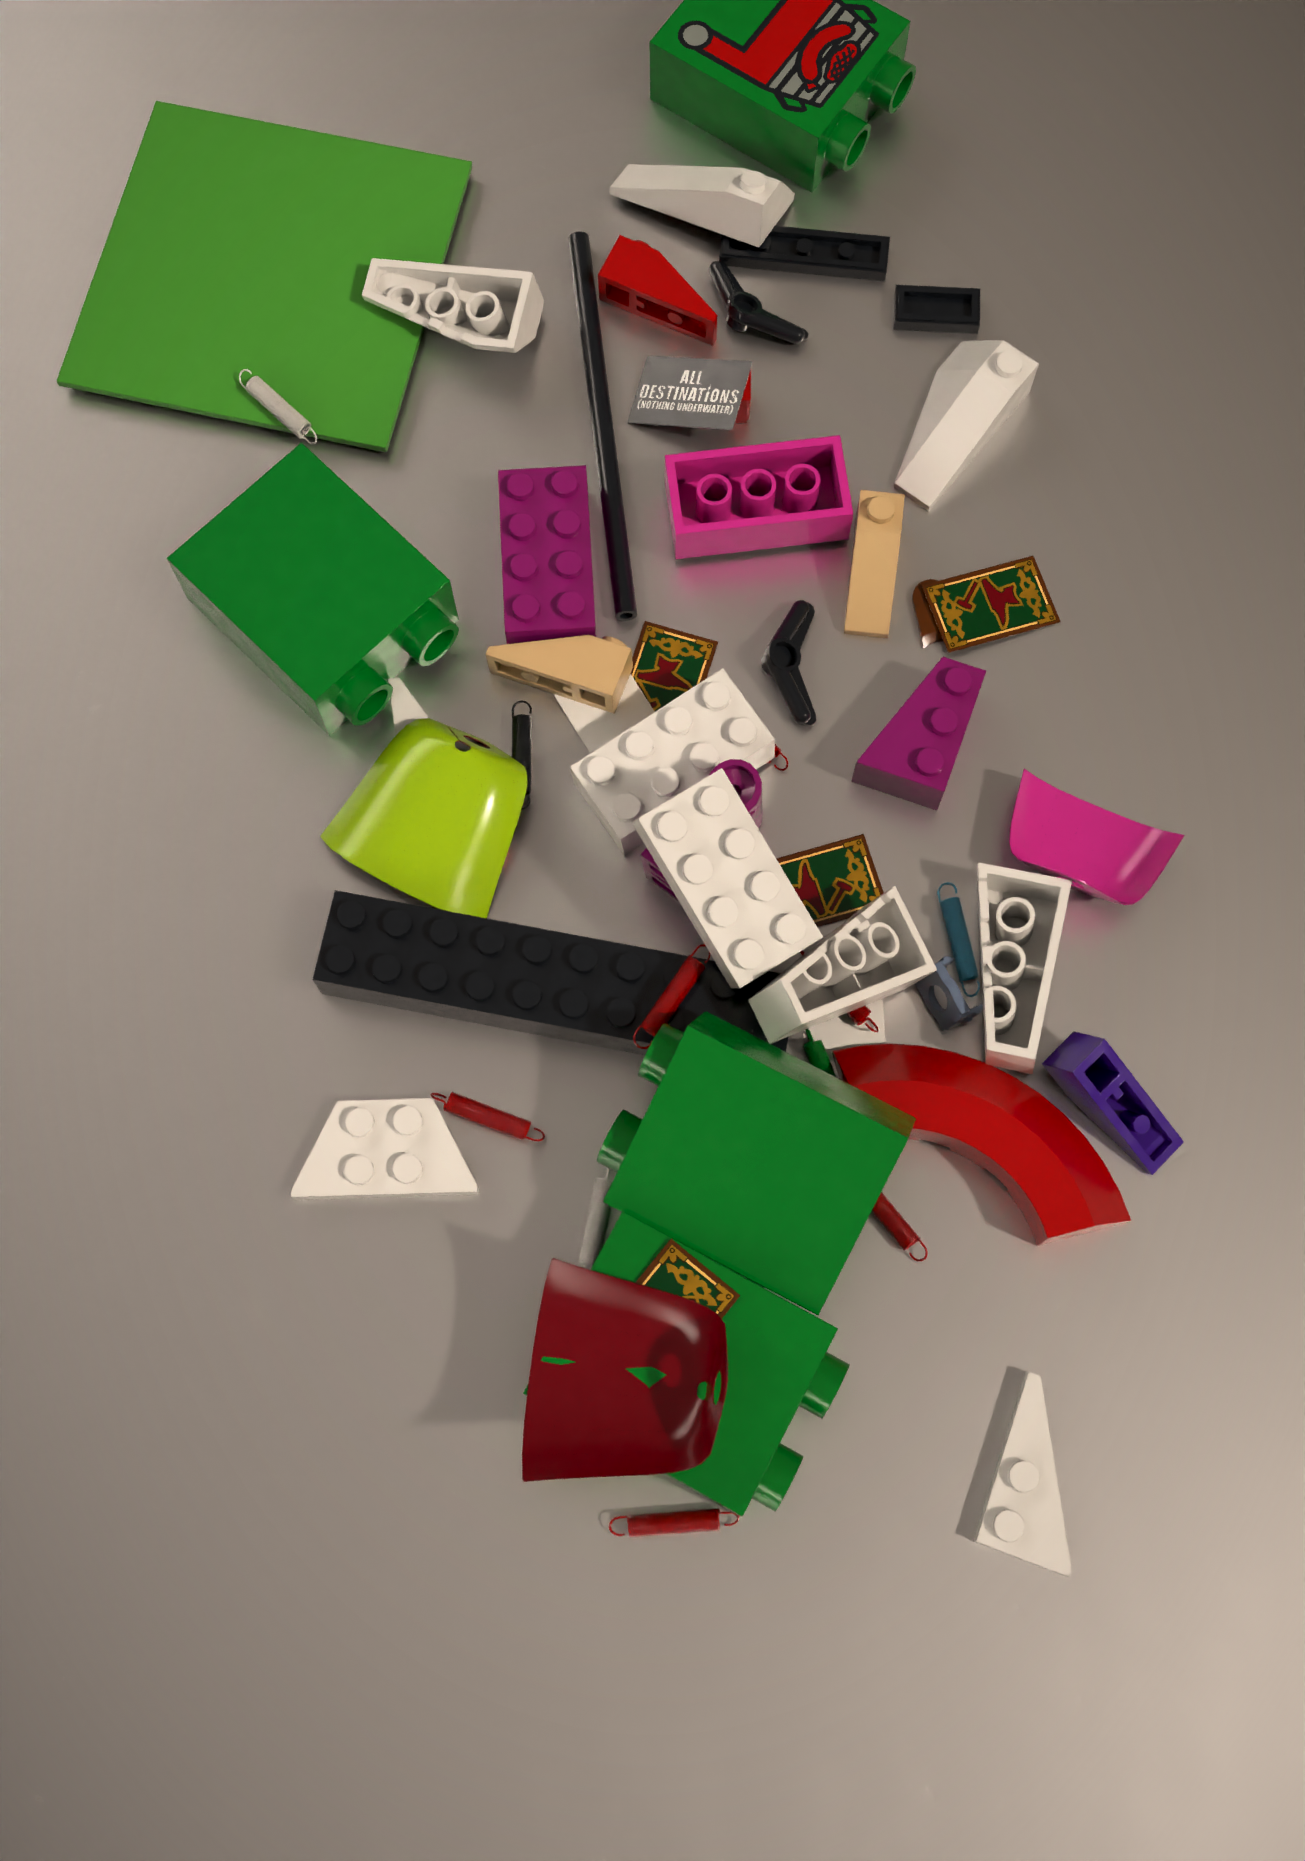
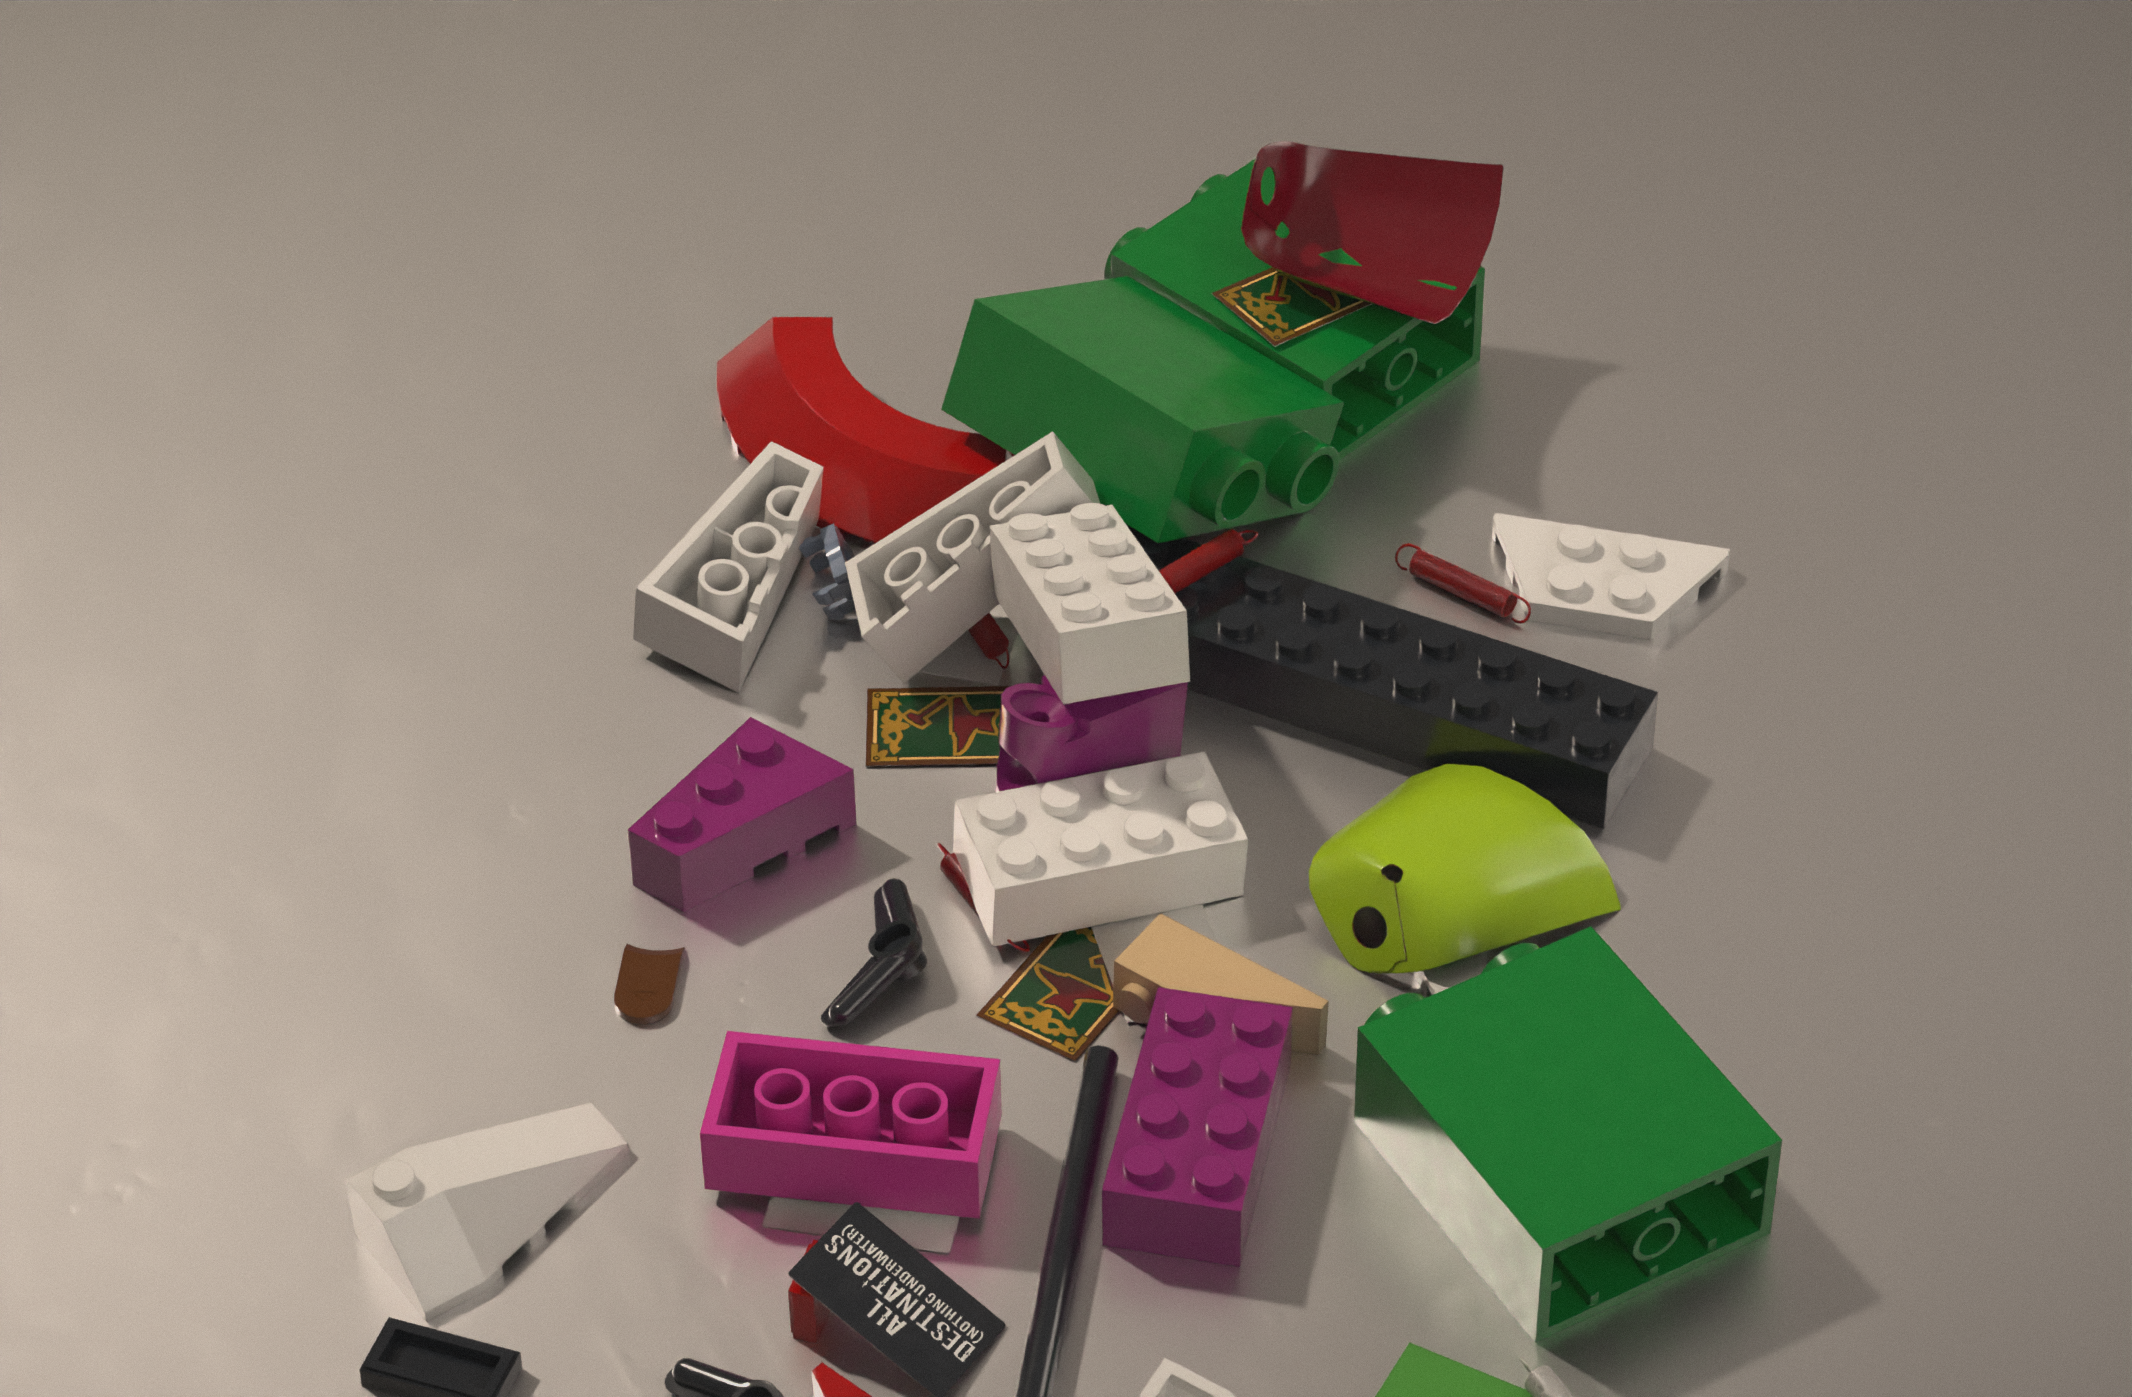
camera: 165 degrees left, 30 degrees down
(522, 743) = (1303, 941): black piece -> none
(596, 1223) = (1355, 469): white piece -> none
(874, 563) = (687, 1041): tan slope -> none
(959, 939) = (792, 632): medium azure piece -> none
(990, 604) = (562, 972): sticker -> none
(1024, 1498) = (947, 193): white wing -> none
(1086, 843) = (558, 668): dark pink piece -> none
(1113, 1099) = (688, 445): dark purple slope -> none

